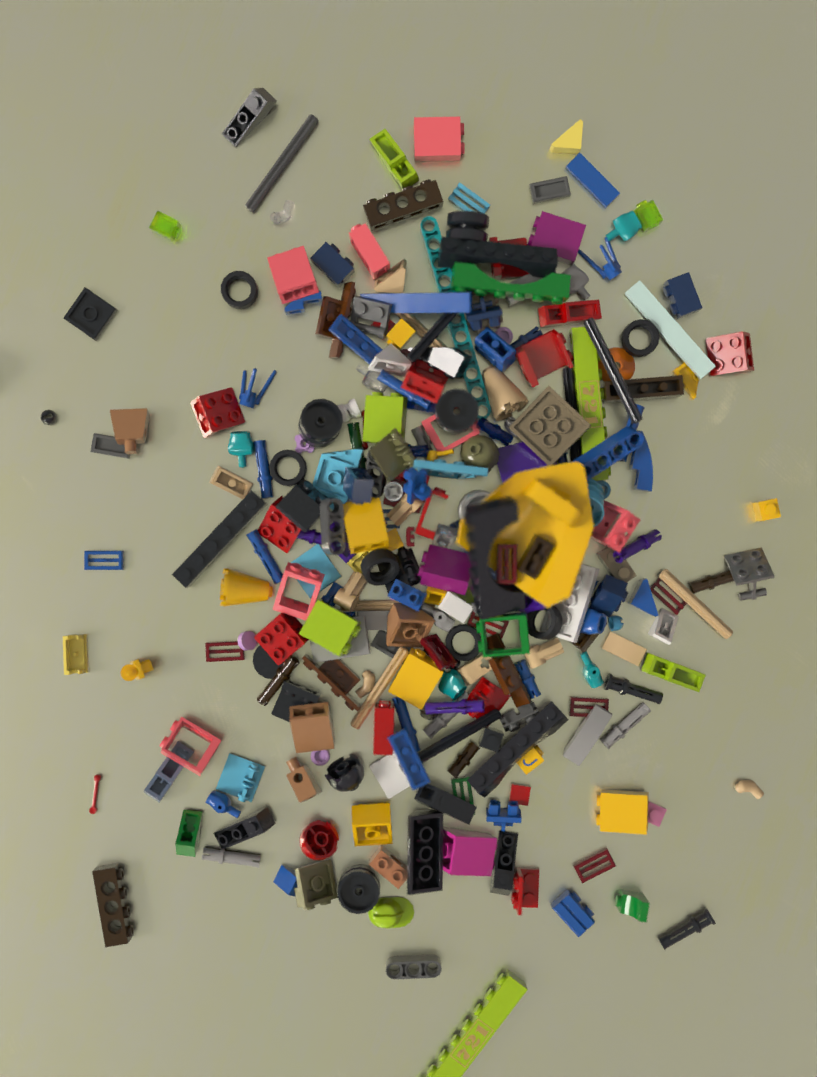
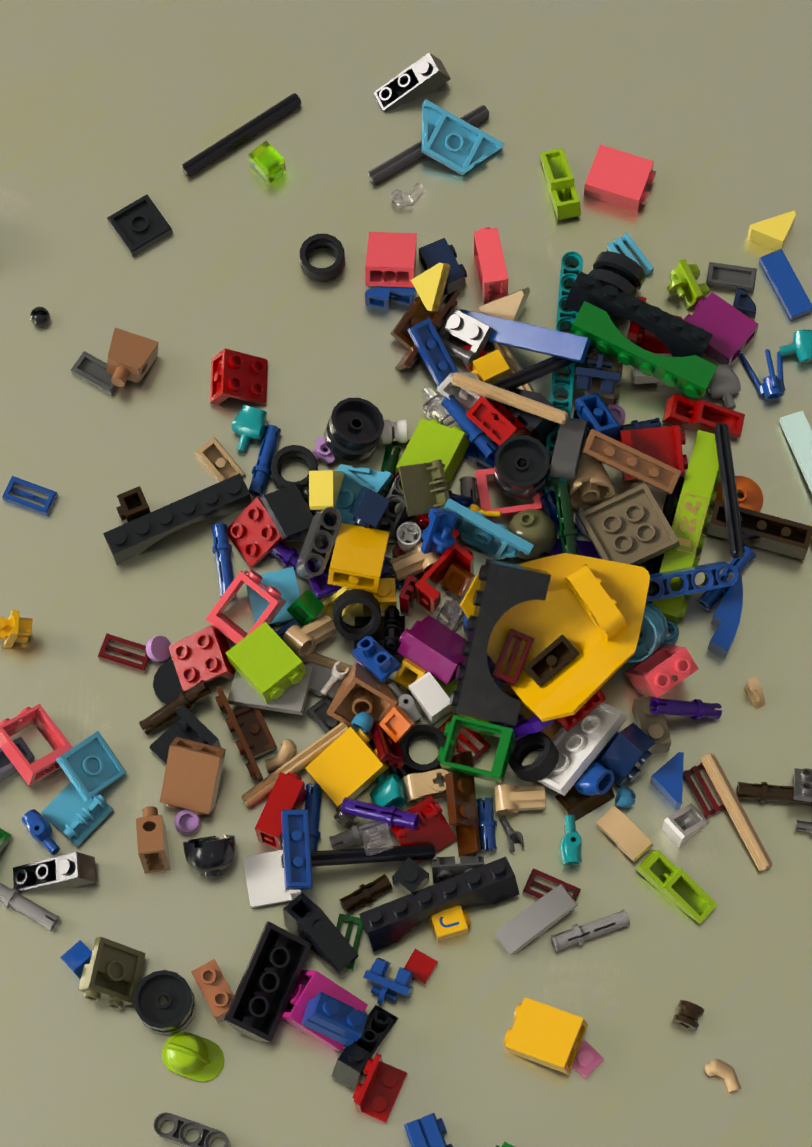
camera: 30 degrees right, 20 degrees down
(135, 208) = (241, 134): none -> black axle
(184, 543) = (132, 504): none -> dark brown brick
(237, 746) = (91, 766): none -> medium azure tile
(243, 589) = (180, 584): yellow cone -> none
(249, 398) = (281, 375): blue plant -> none
(300, 154) = (454, 140): none -> medium azure wing
(318, 480) = (324, 488): none -> light yellow slope
(318, 840) = (140, 919): red cylinder -> none
(332, 288) = (431, 285): none -> light yellow slope
(340, 572) = (305, 608): none -> green slope
(372, 824) = (215, 930): yellow slope -> none
(378, 220) = (541, 241): dark brown brick -> none
(381, 618) = (335, 676): none -> white hand
(415, 642) = (364, 721): none -> dark azure hinge
(428, 362) = (509, 398): none -> tan axle
(439, 507) = (457, 579): none -> orange plate
(440, 636) = (396, 724): none -> orange plate
(459, 726) = (376, 838): none -> clear tile
(481, 865) = (334, 1019): none -> blue brick
(485, 382) = (568, 449): none -> dark grey beam
(503, 438) = (566, 521): none -> dark green pin
(519, 210) = (685, 284): none -> lime hips
(533, 375) = (631, 461): none -> medium nougat plate
(548, 679) = (513, 836): none -> dark grey hand
(566, 208) = (744, 303): none -> dark blue tile
(591, 858) = (481, 1108): dark red tile -> none
(623, 685) = (606, 880): black pin -> none
(654, 338) = (786, 458): black tyre -> none
(679, 511) = (755, 692): none -> tan tile
(713, 759) = (688, 1015): none -> dark brown wheel

